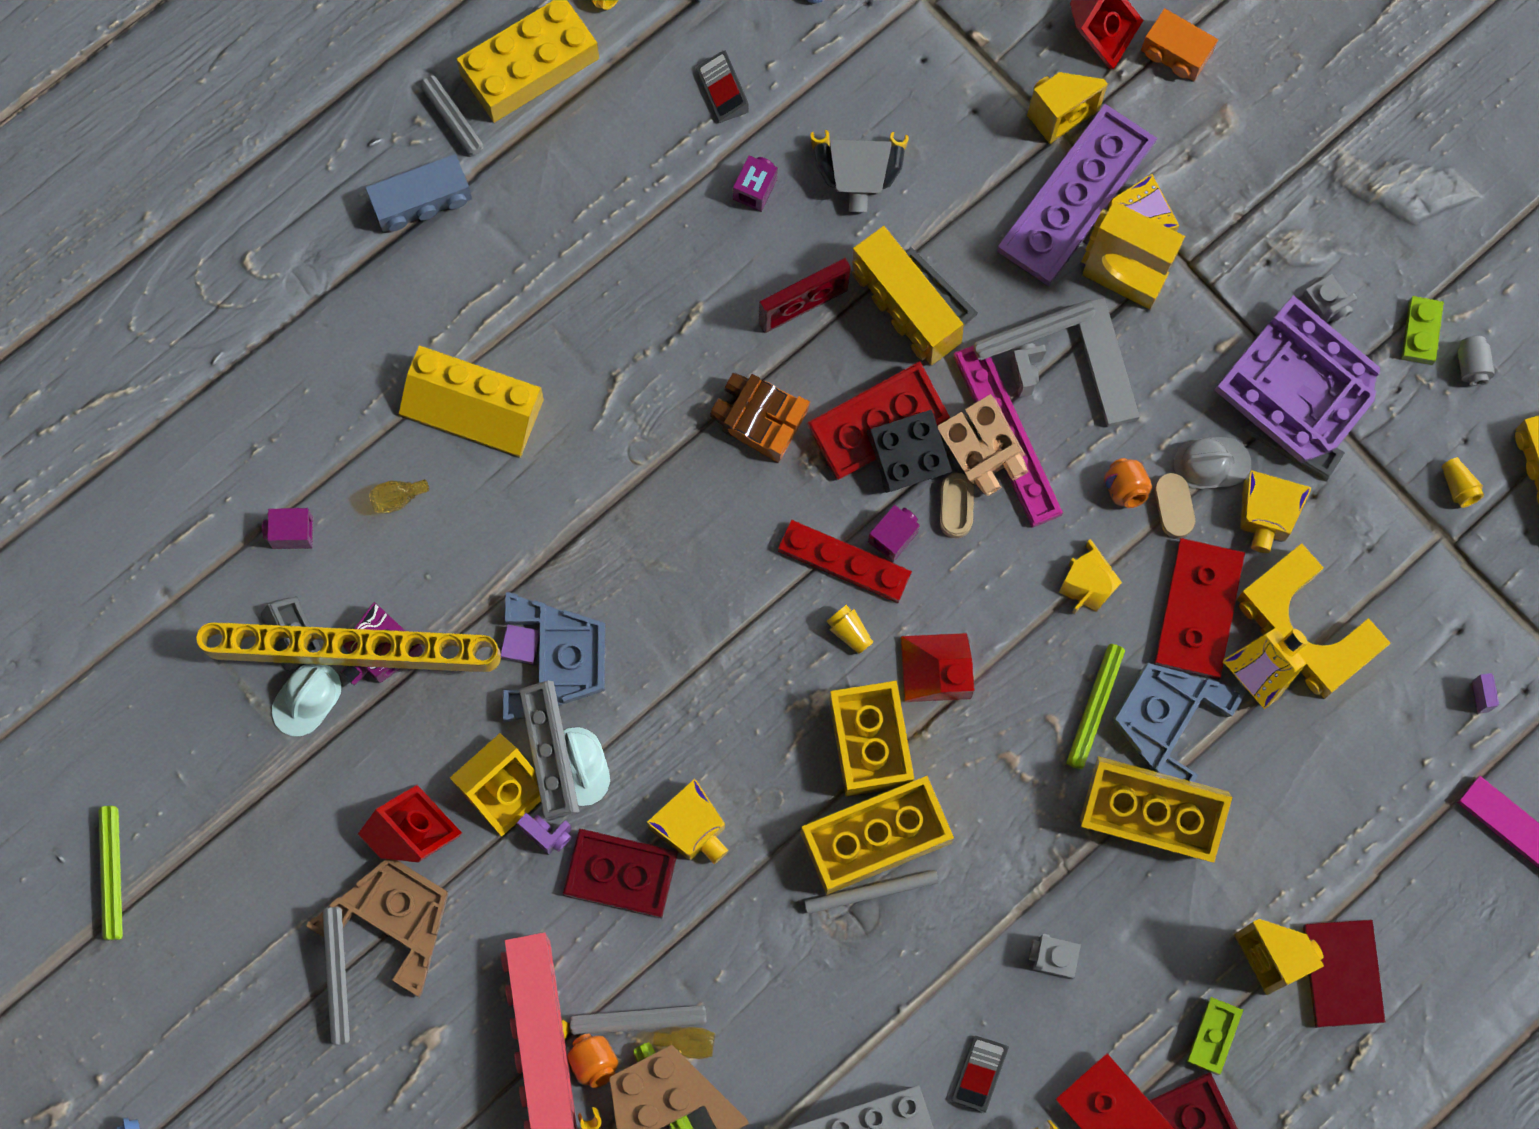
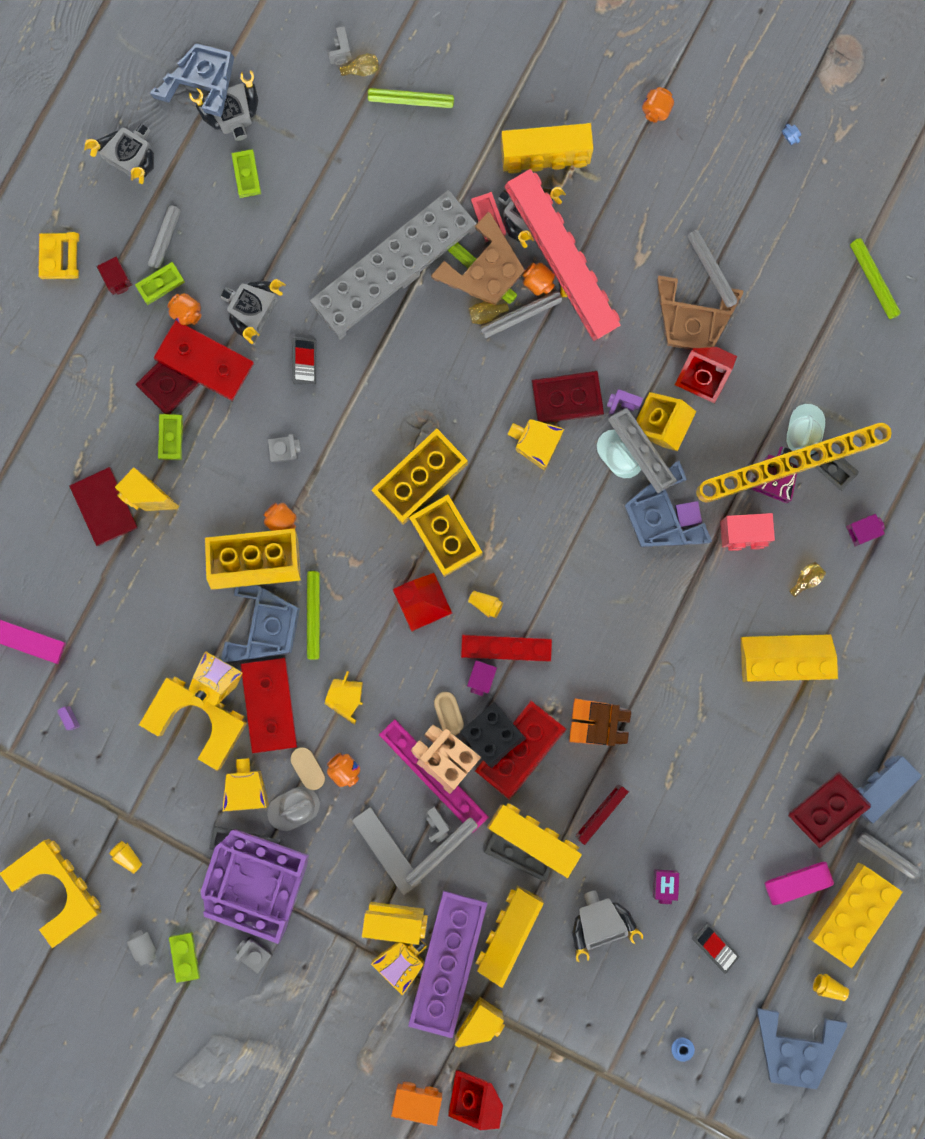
camera: 165 degrees right, 10 degrees up
(452, 583) = (747, 530): none -> coral brick
(503, 192) = (829, 810): none -> dark red tile
(582, 122) = (799, 883): none -> dark pink beam
(871, 891) = (407, 447): light grey bar -> none
(983, 194) = (509, 935): none -> yellow slope
(1096, 855) = (279, 517): none -> orange head

